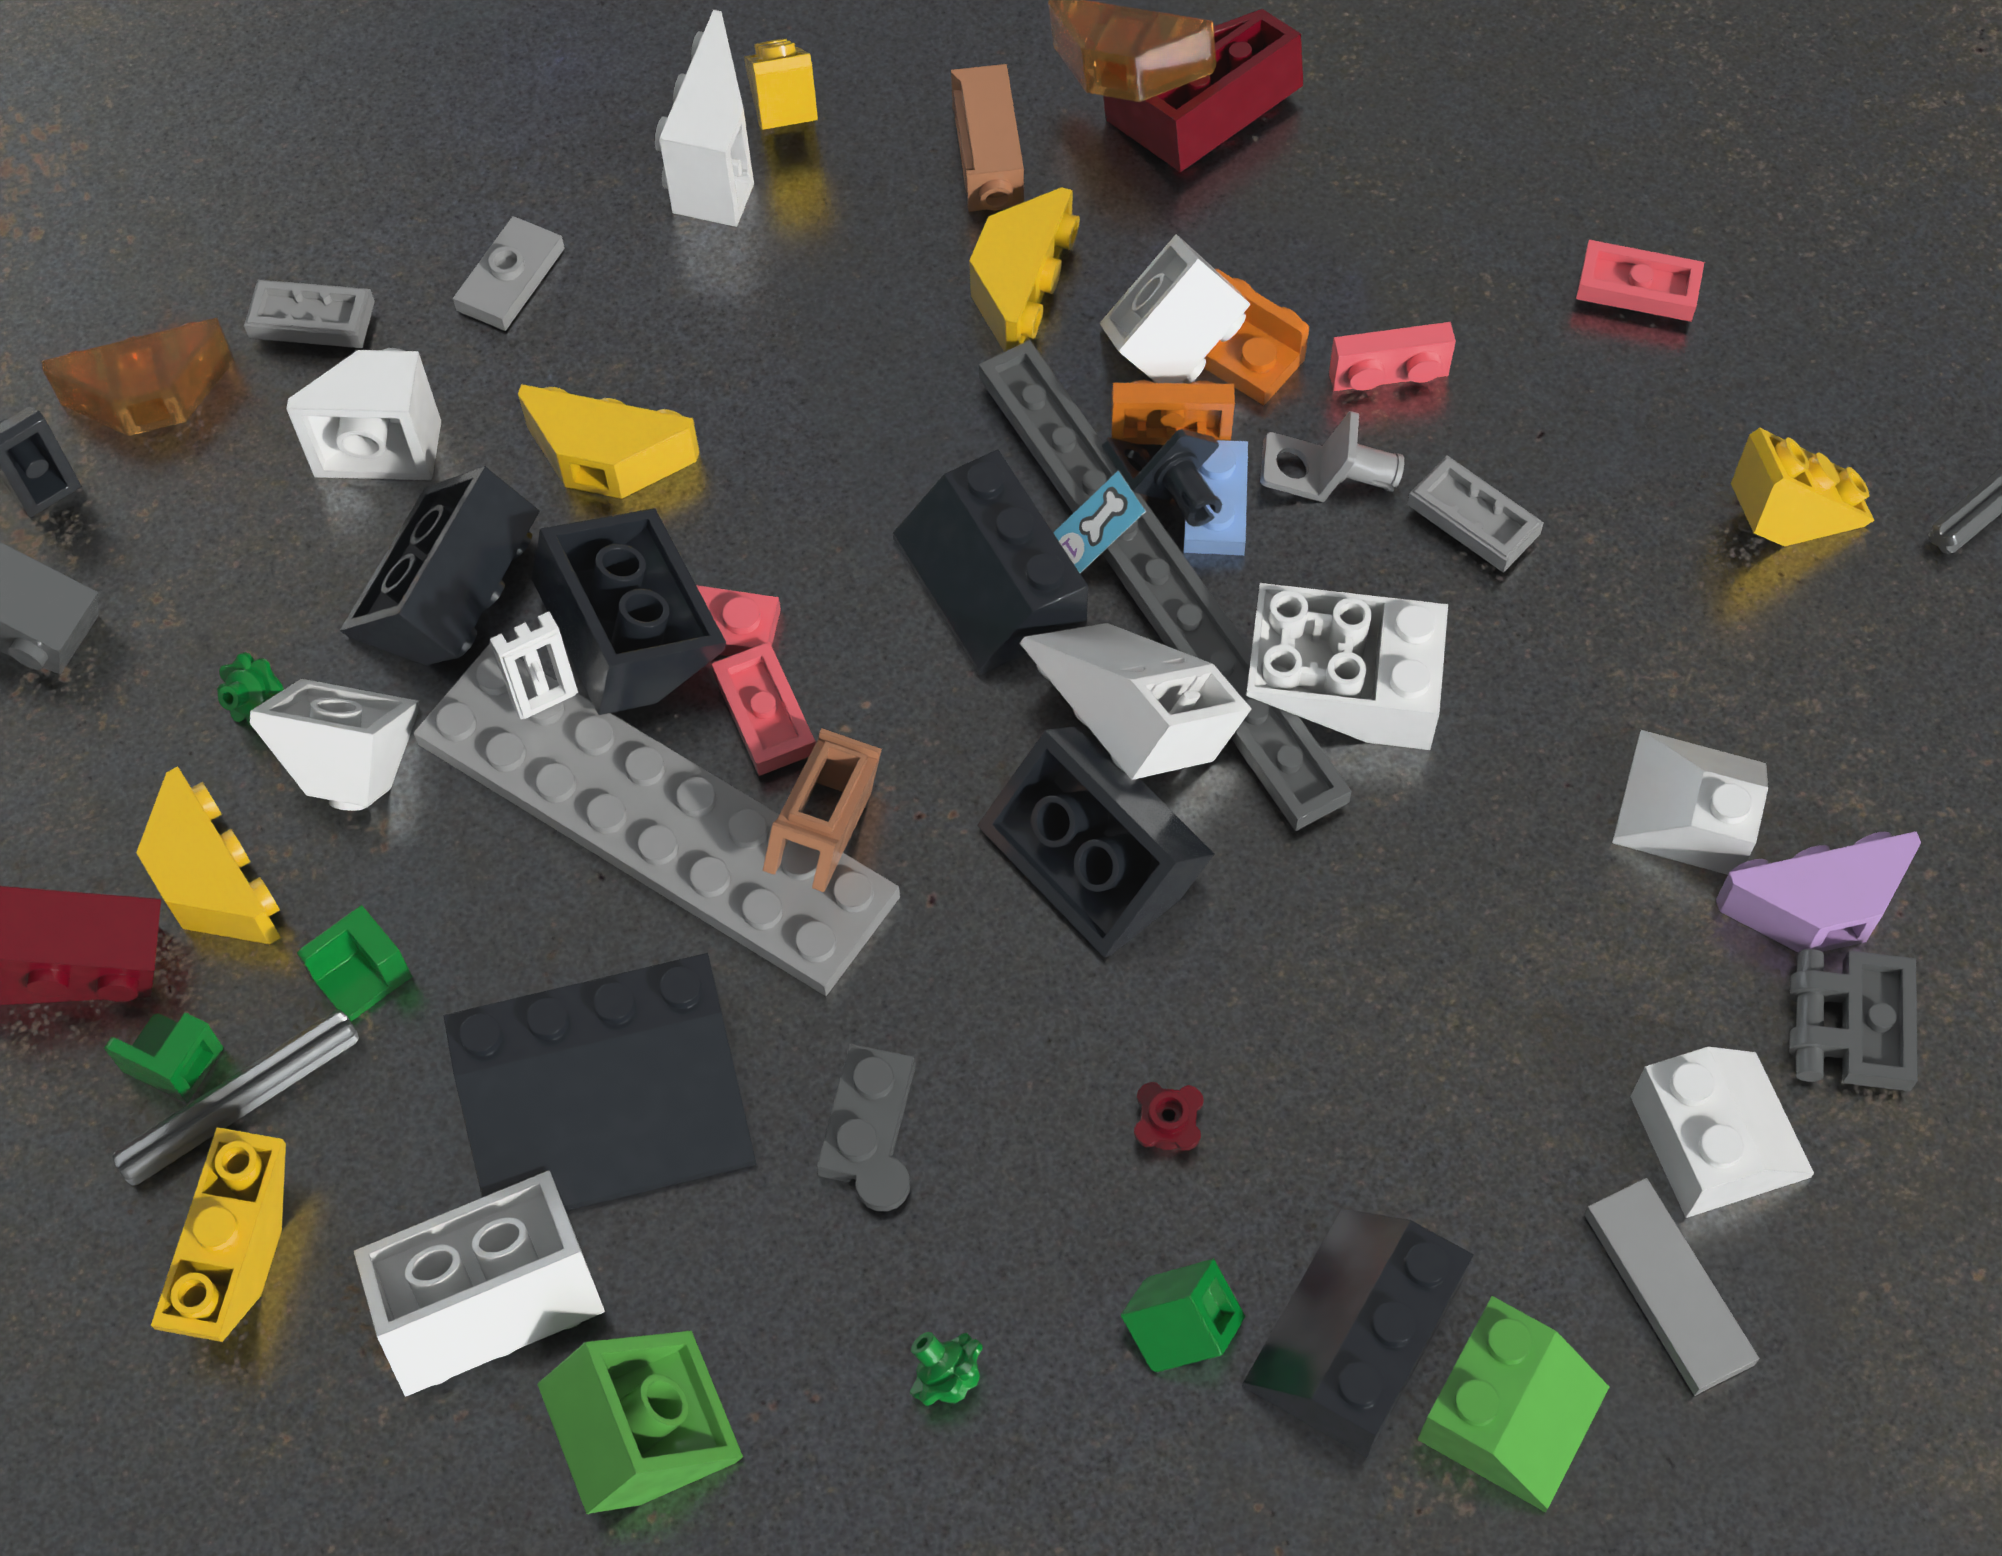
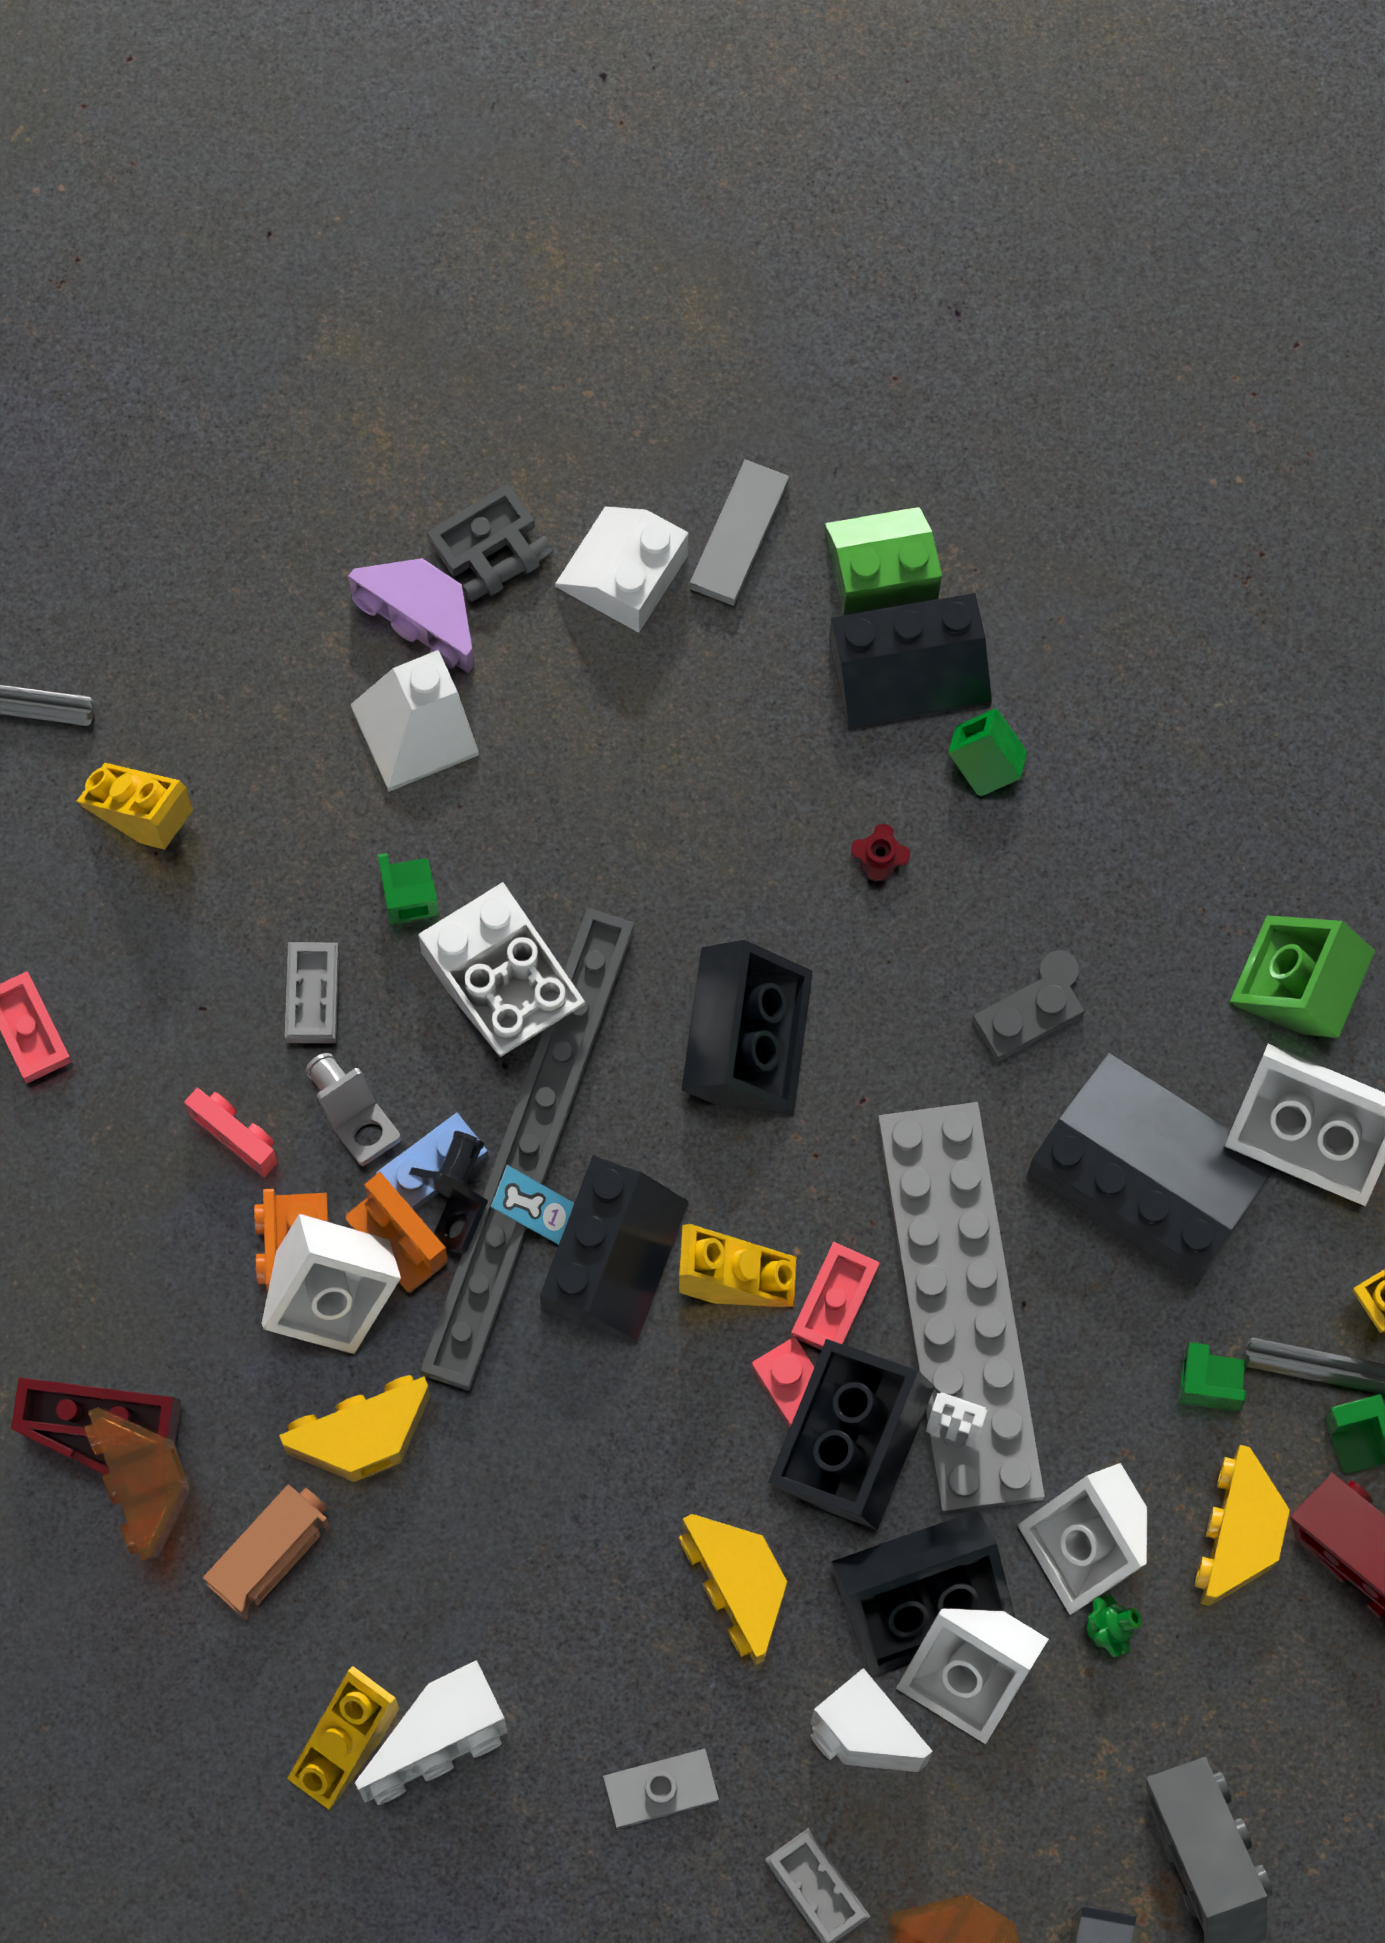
camera: 135 degrees left, 10 degrees up
(331, 559) = (972, 1667): none -> white slope
(838, 764) = (899, 1194): nougat window -> none
(874, 627) = (734, 1270): none -> yellow slope
(945, 1368) = (1129, 845): green plant -> none
(1140, 697) = (636, 1074): white slope -> none
(1516, 661) = (408, 889): none -> green panel

